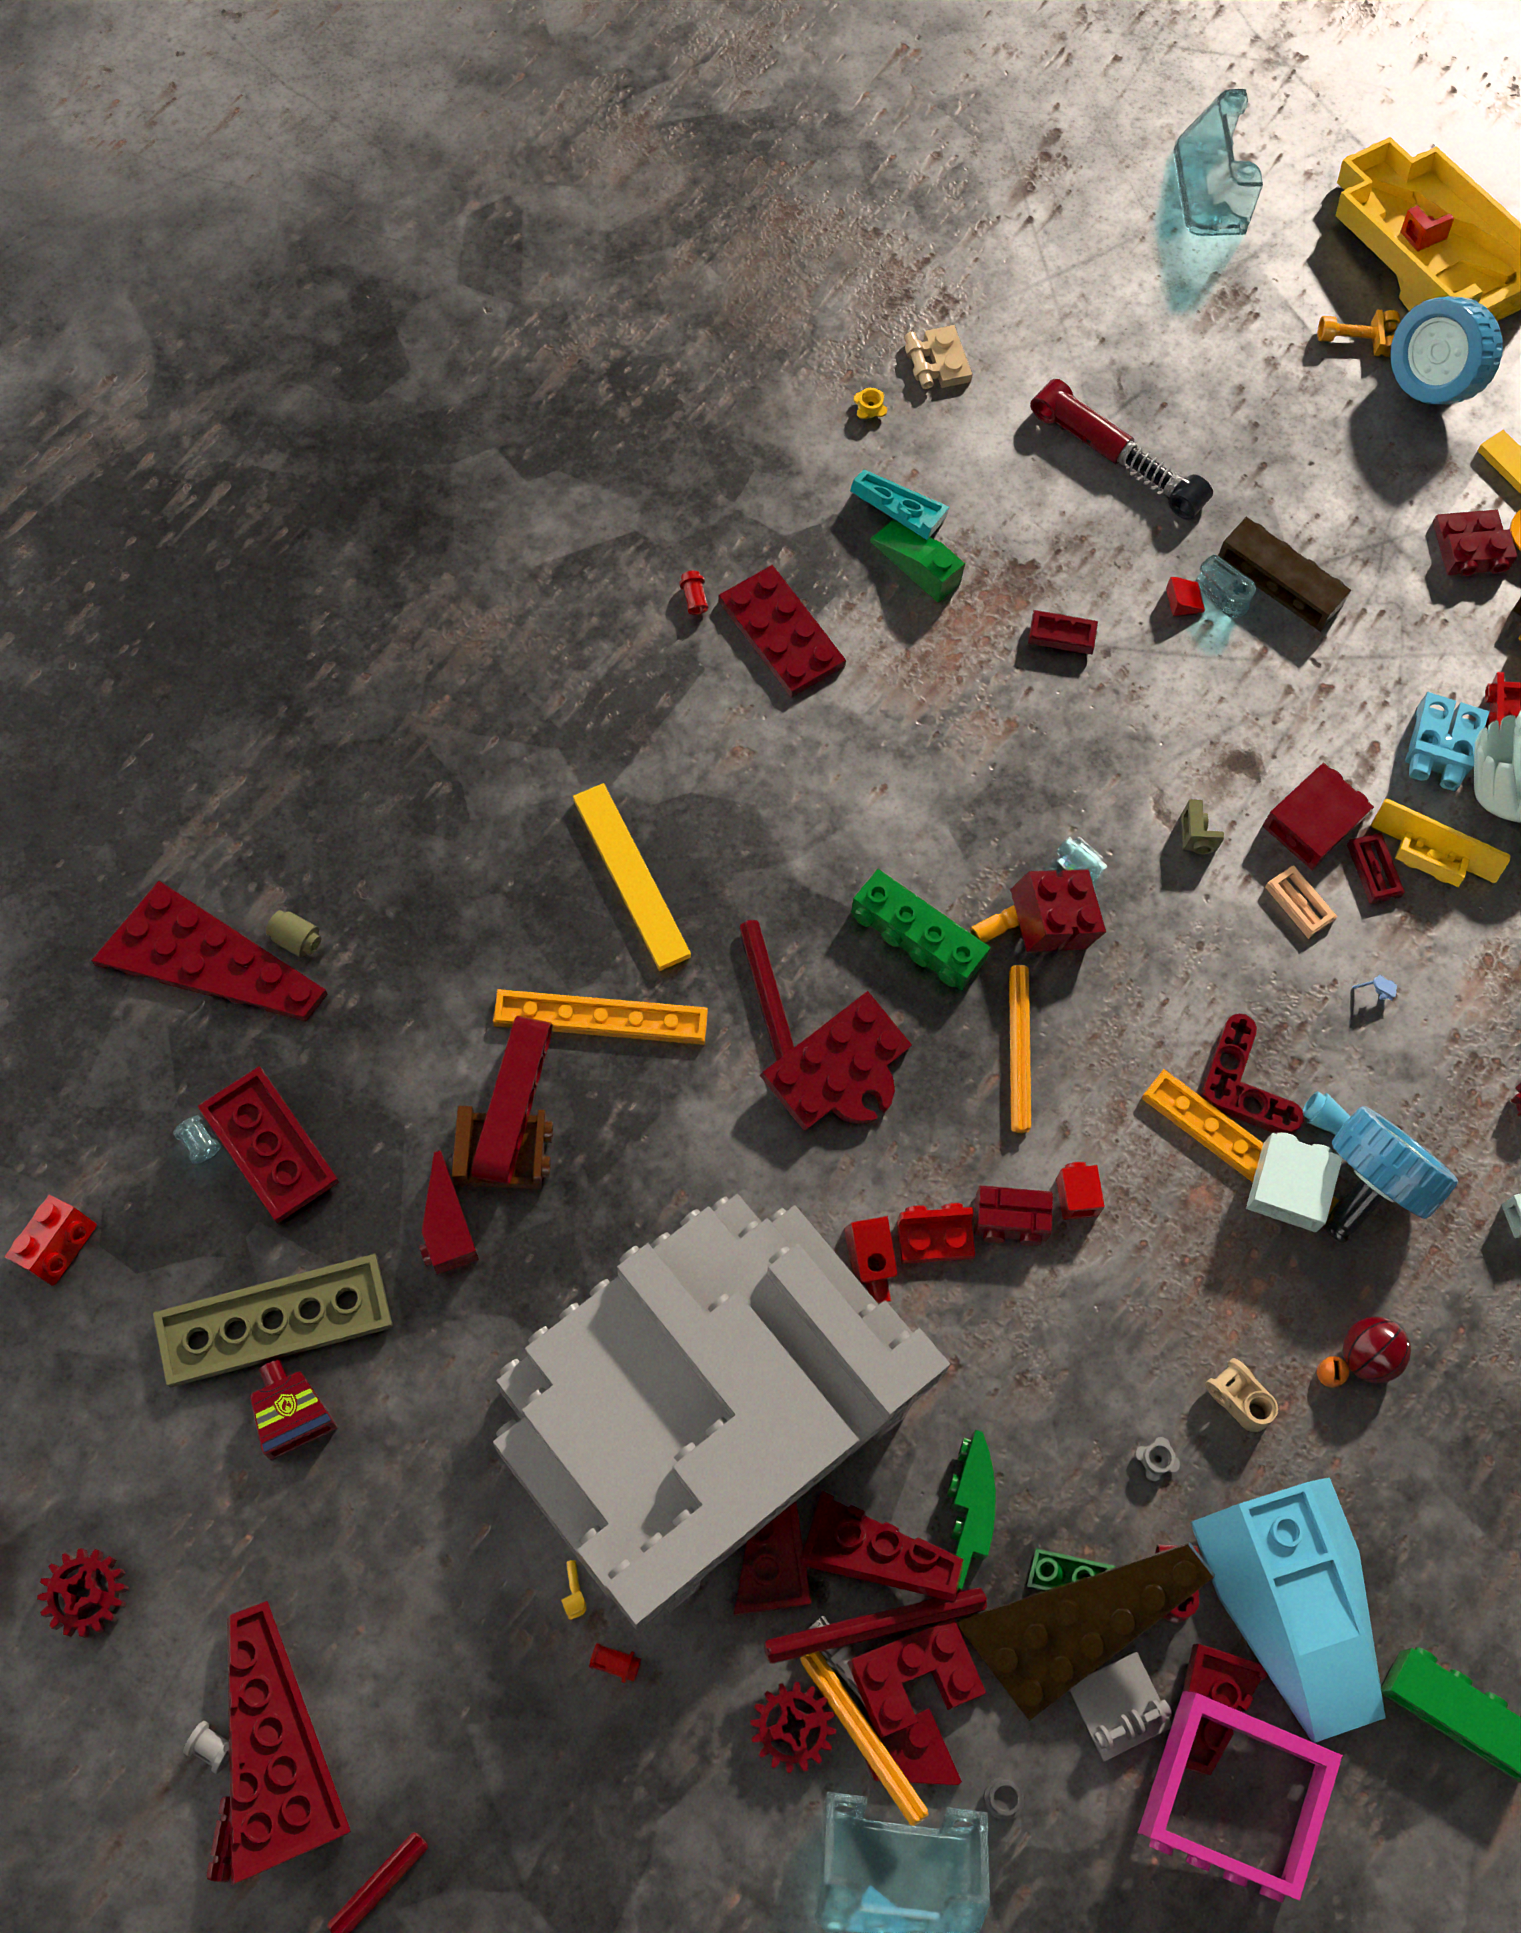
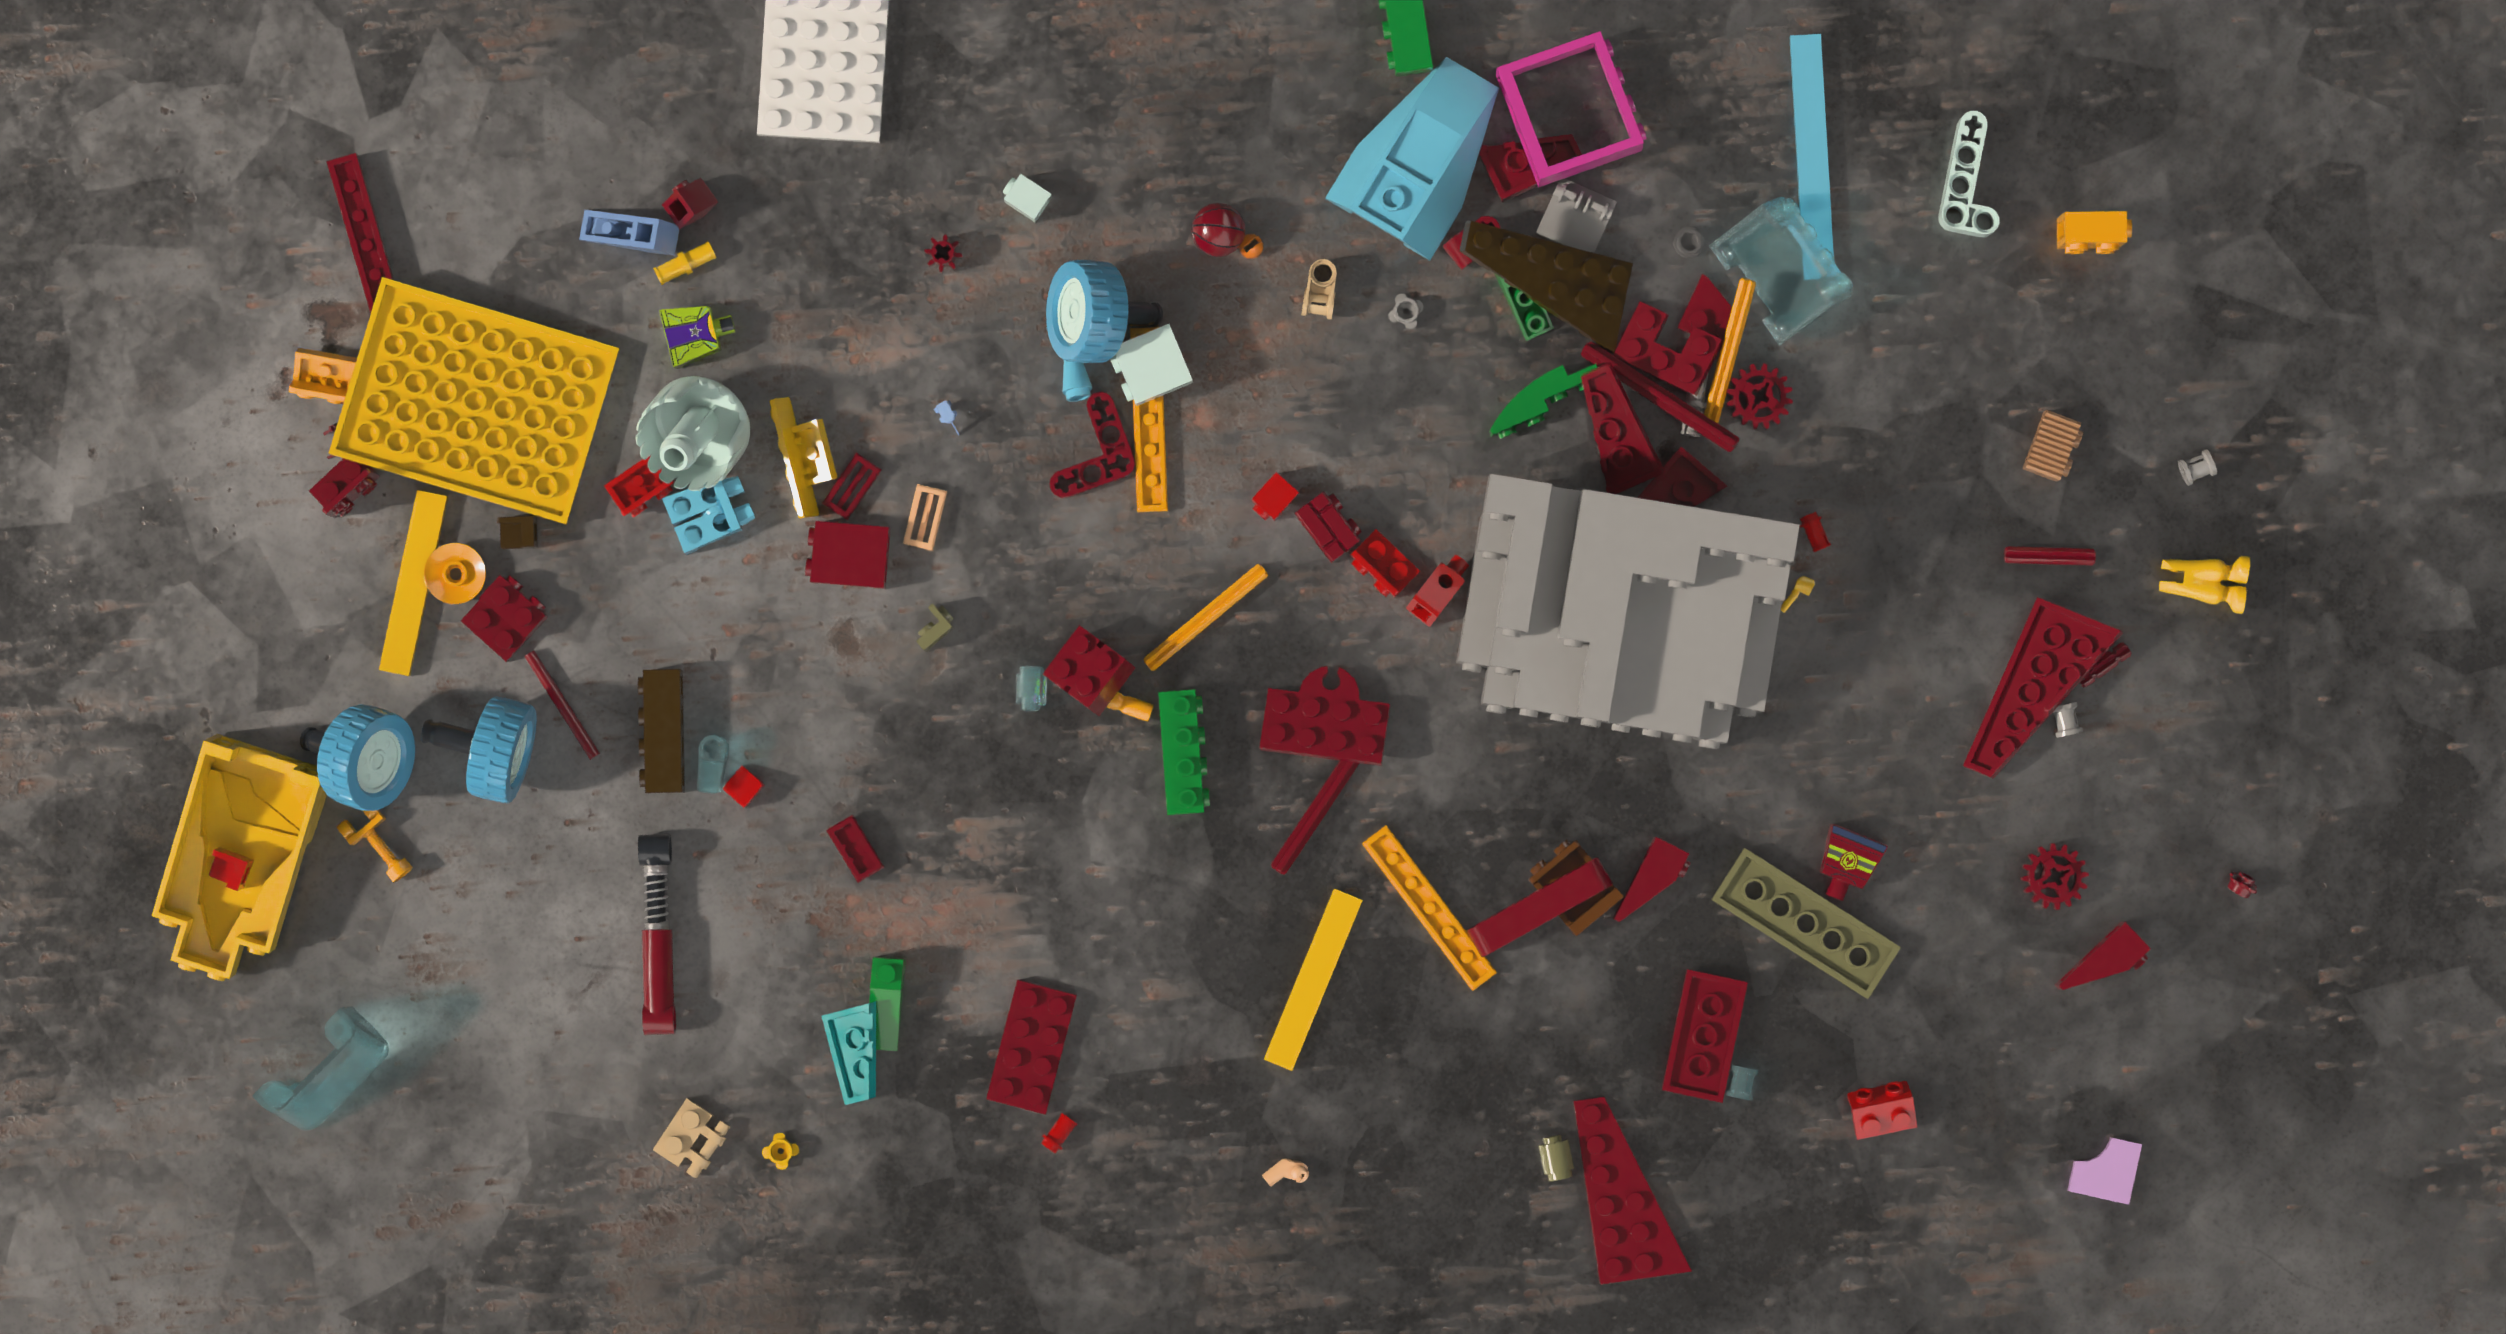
camera: 120 degrees left, 20 degrees up
(500, 729) = (1288, 1169): none -> light nougat arm
(1365, 528) = (562, 704): none -> dark red bar
(1376, 438) = (496, 749): none -> dark azure wheel

